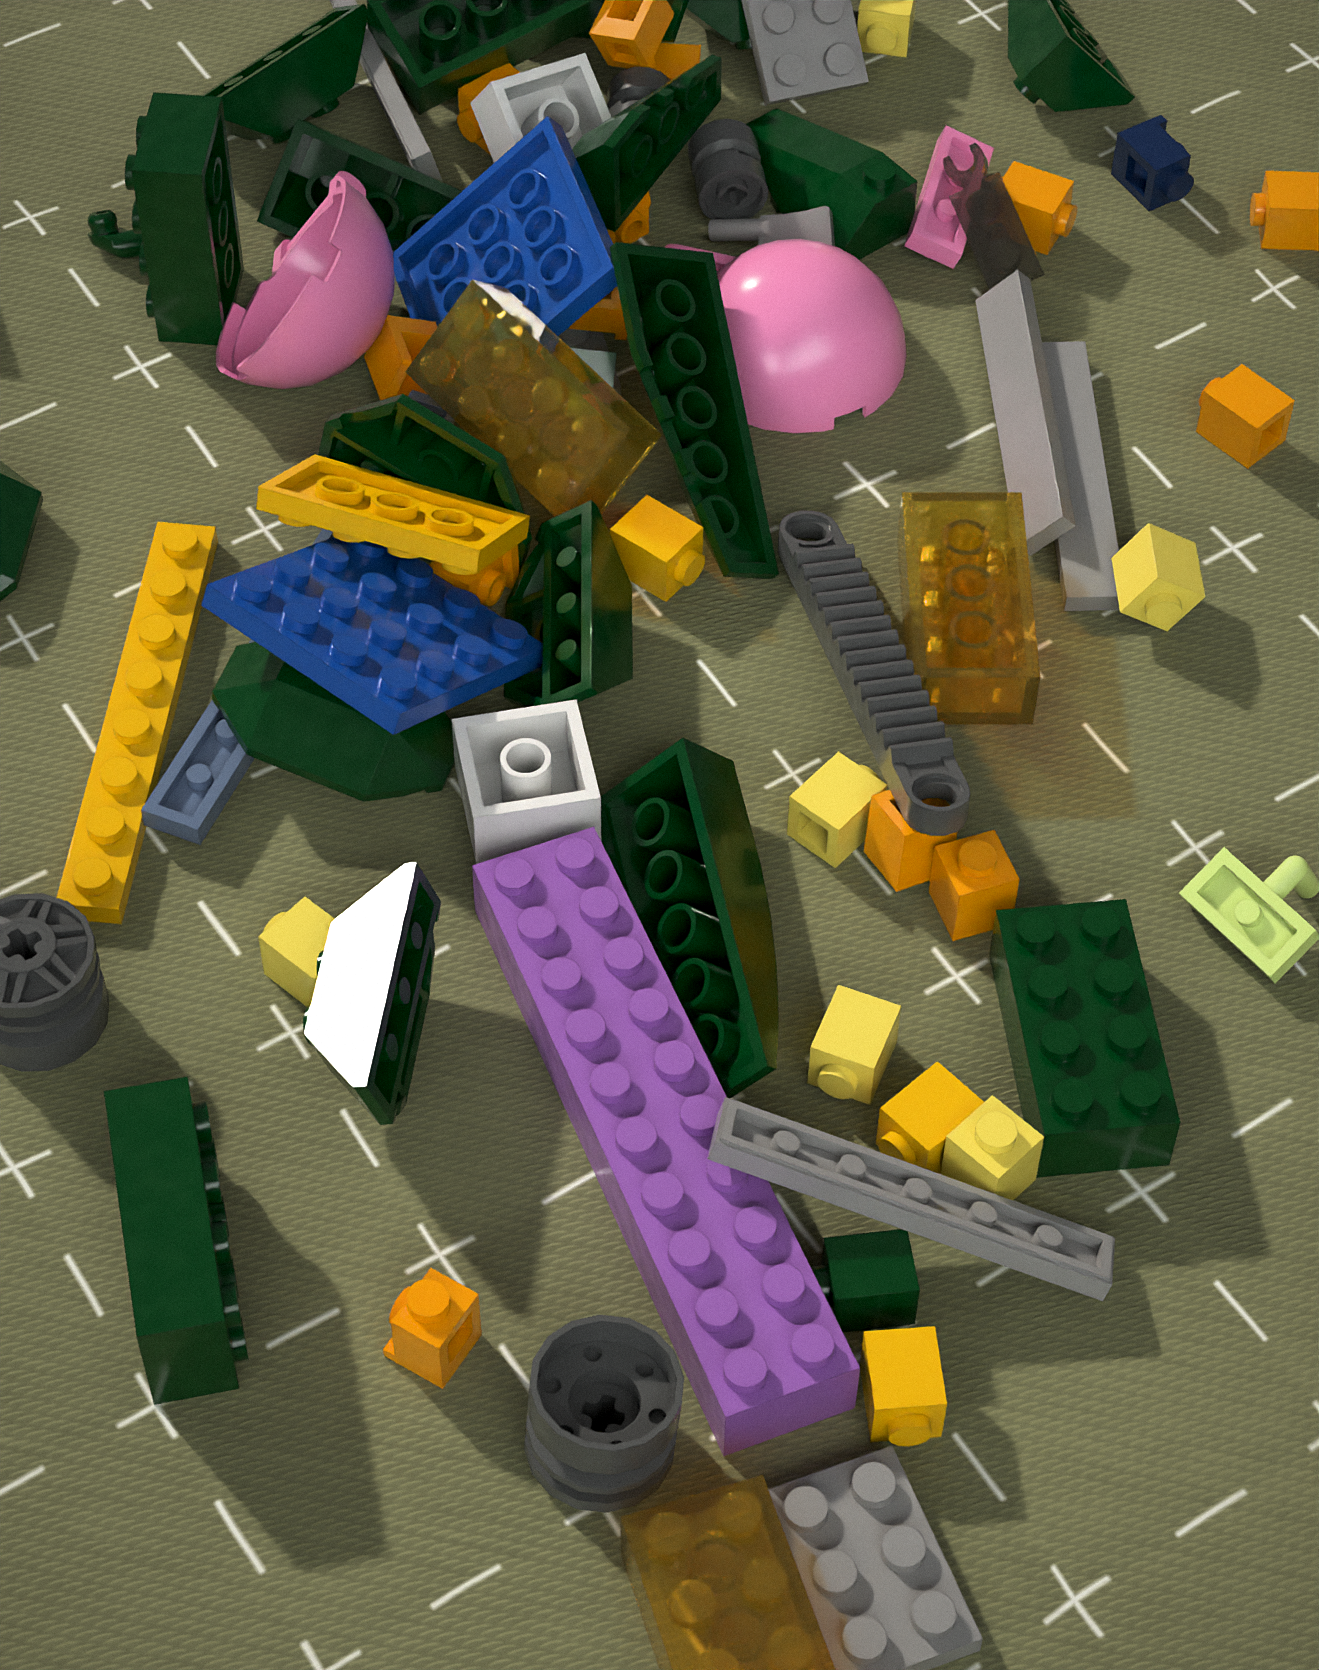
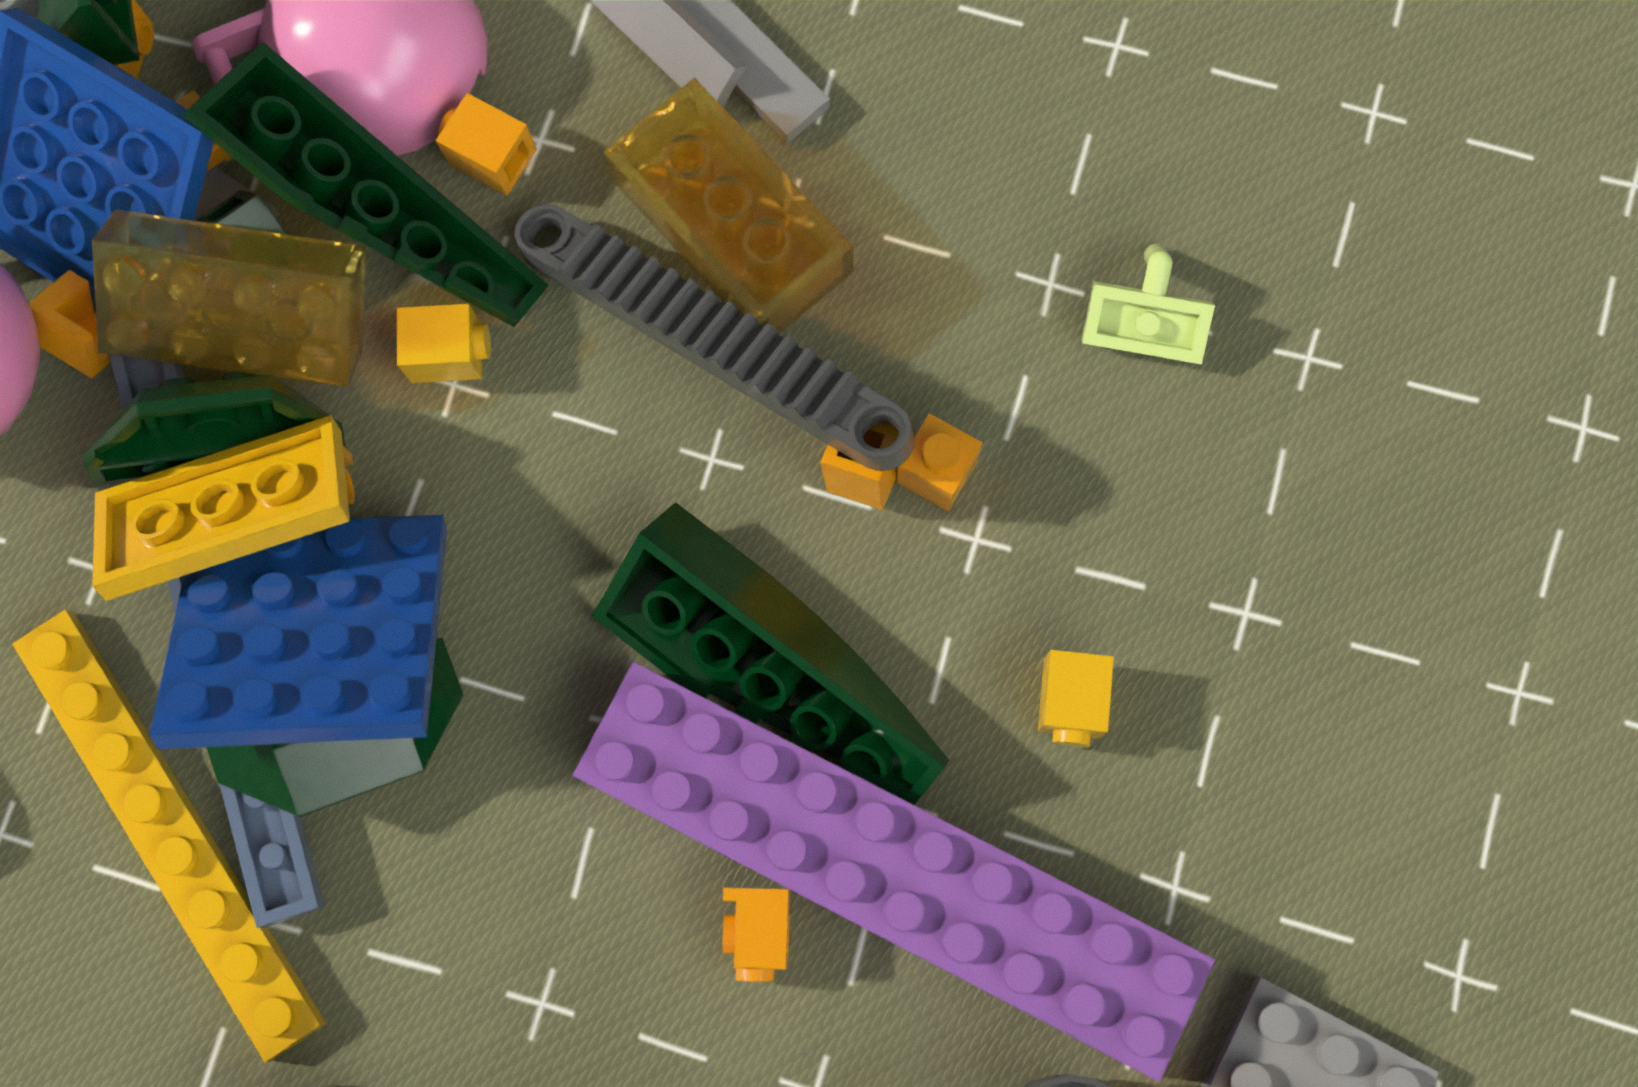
camera: 35 degrees left, 25 degrees up
(292, 948) = (504, 940): light yellow brick -> none
(376, 990) = (605, 963): wedge -> none
(510, 1093) = (757, 932): none -> light orange brick
(525, 777) = (535, 652): white brick -> none
(577, 605) = (430, 458): dark green wedge -> none
(820, 450) = (485, 143): none -> light orange brick
(833, 808) = (782, 473): light yellow brick -> none
(853, 1045) = (968, 675): light yellow brick -> none
(869, 1279) = (1140, 864): dark green brick -> none
(903, 1385) = (1234, 927): yellow brick -> none
(913, 1198) = (1124, 786): light grey tile -> none
(993, 1151) = (1145, 688): light yellow brick -> none
(1083, 1037) = (1121, 530): dark green brick -> none
(1158, 577) = (846, 66): light yellow brick -> none

